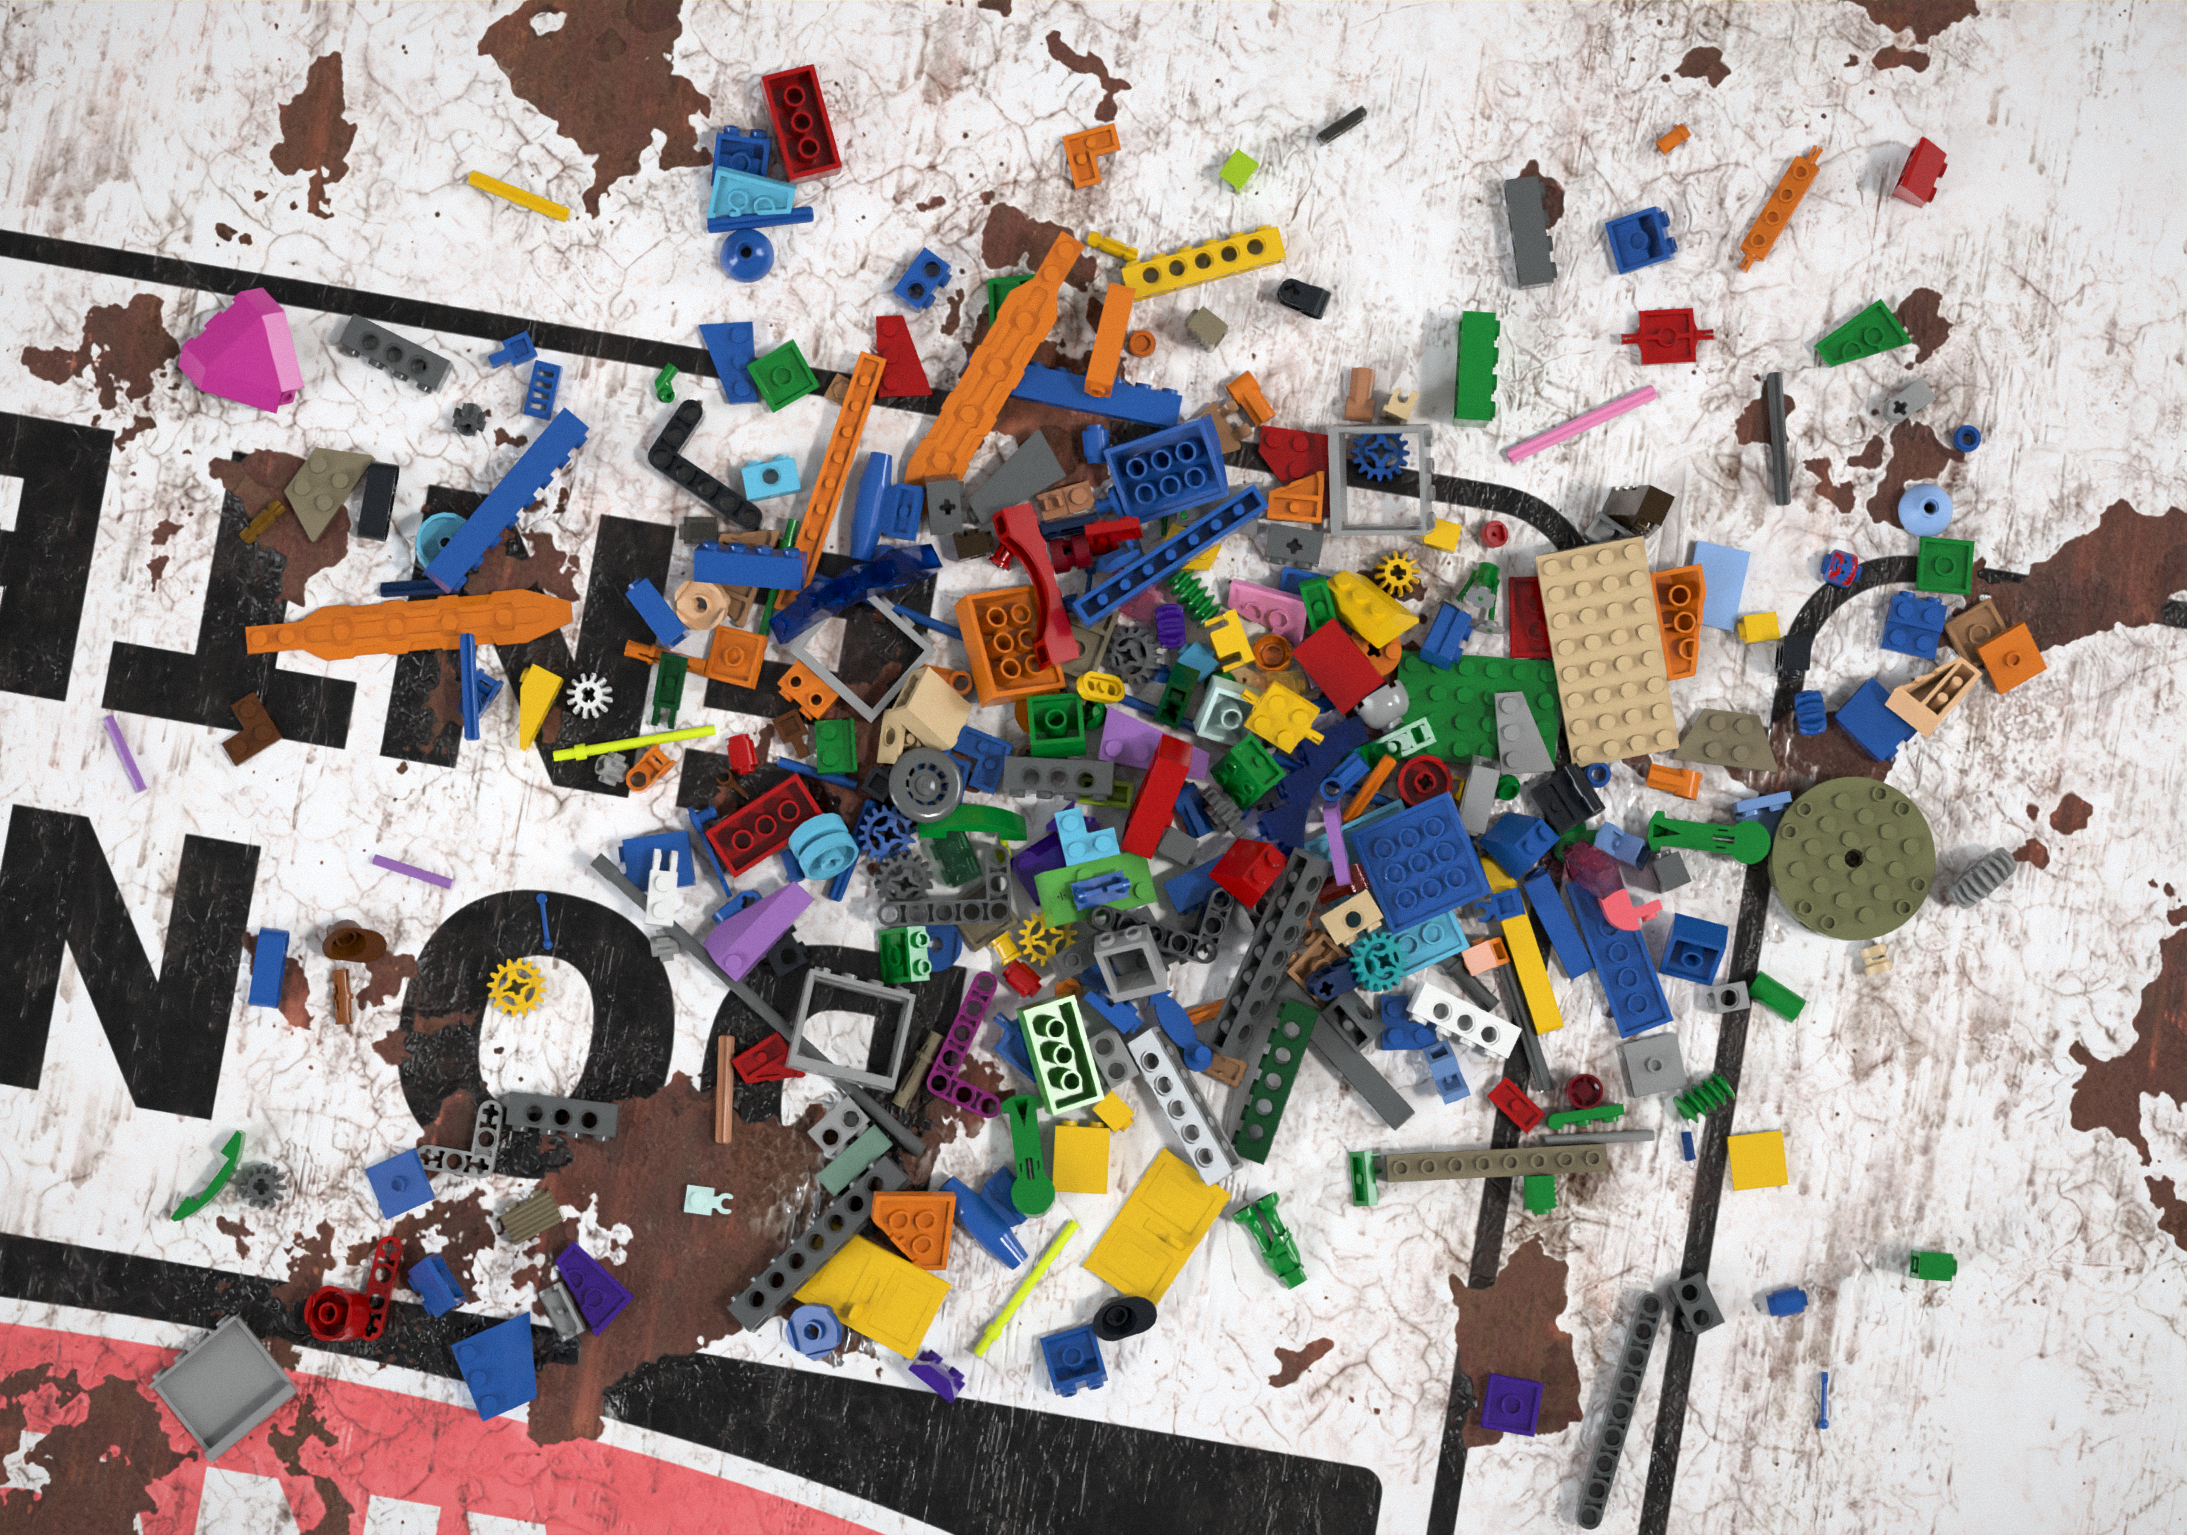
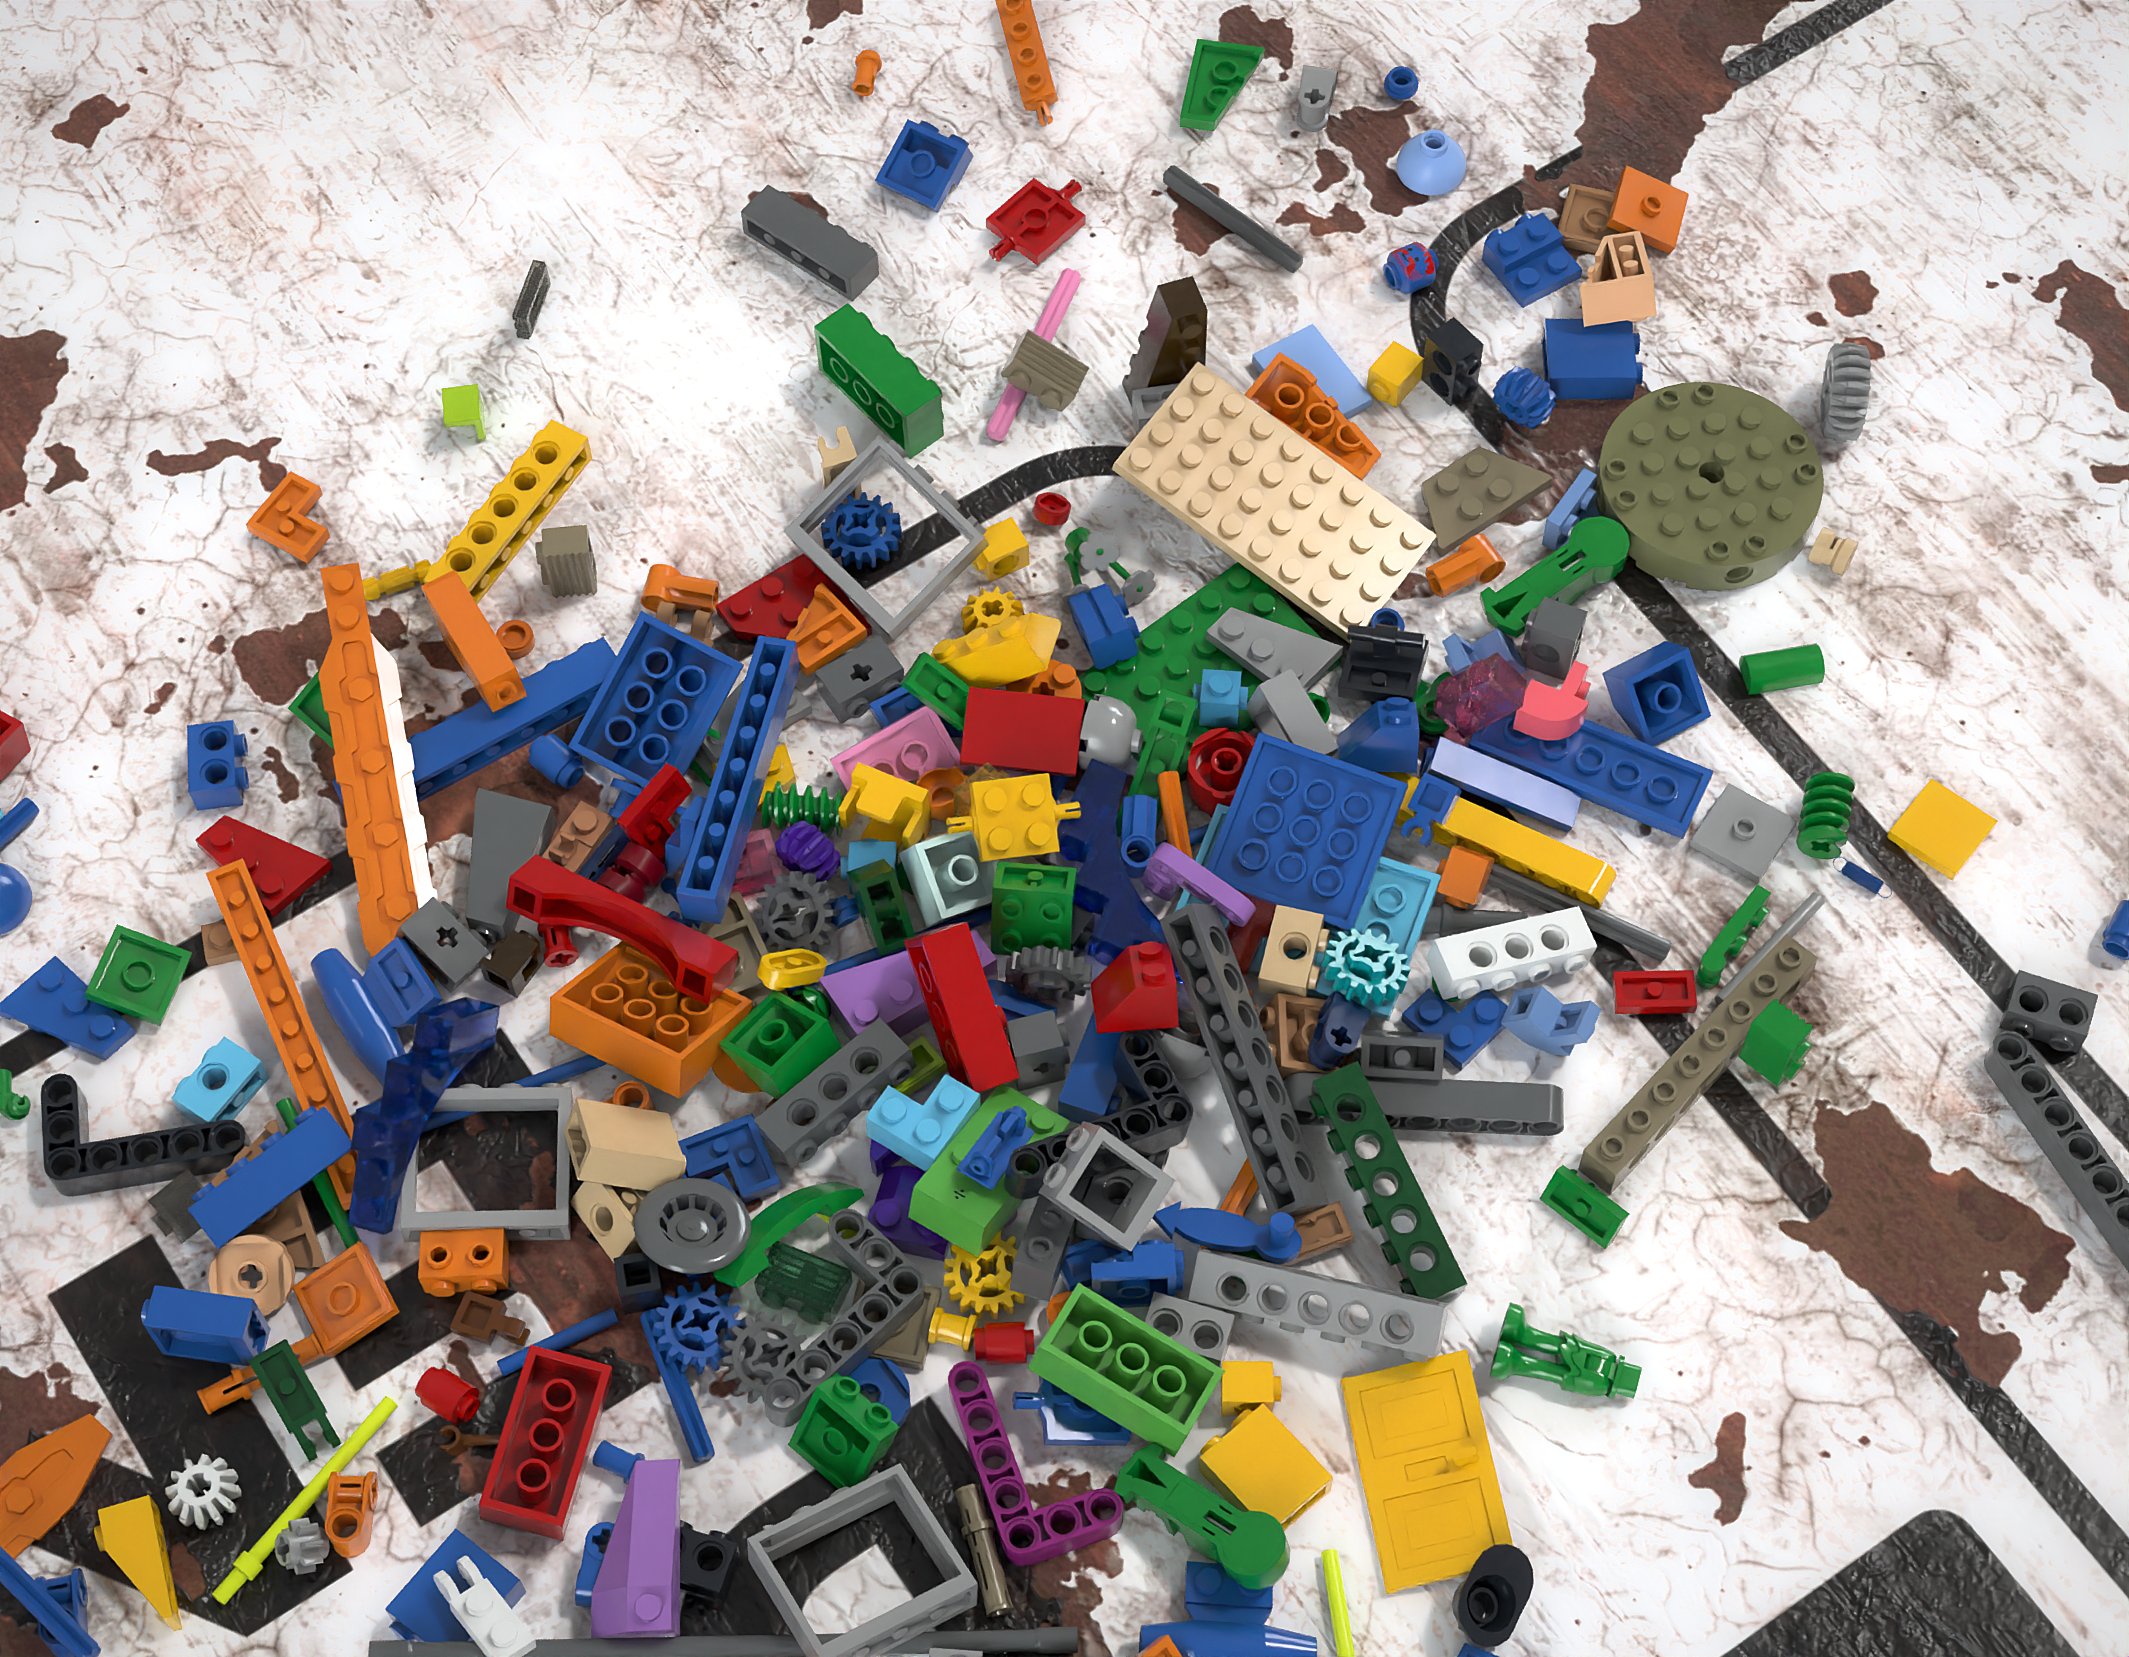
camera: 40 degrees left, 25 degrees down
(702, 817) = (460, 1513): blue brick -> none
(823, 846) = (636, 1397): medium azure wheel -> none
(836, 747) = (552, 1293): green plate -> none
(1307, 299) = (644, 463): black piece -> none
(1360, 402) = (783, 494): nougat piece -> none
(1460, 741) = (1220, 698): none -> dark azure brick
(1511, 1404) = (1991, 1291): dark purple plate -> none
(1527, 619) = (1170, 549): red tile -> none
(1570, 446) = (1044, 371): none -> dark tan brick
(1583, 1091) = (1704, 911): dark red wheel -> none
(1740, 993) = (1741, 691): light grey brick -> none
(1944, 566) = (1501, 191): green plate -> none

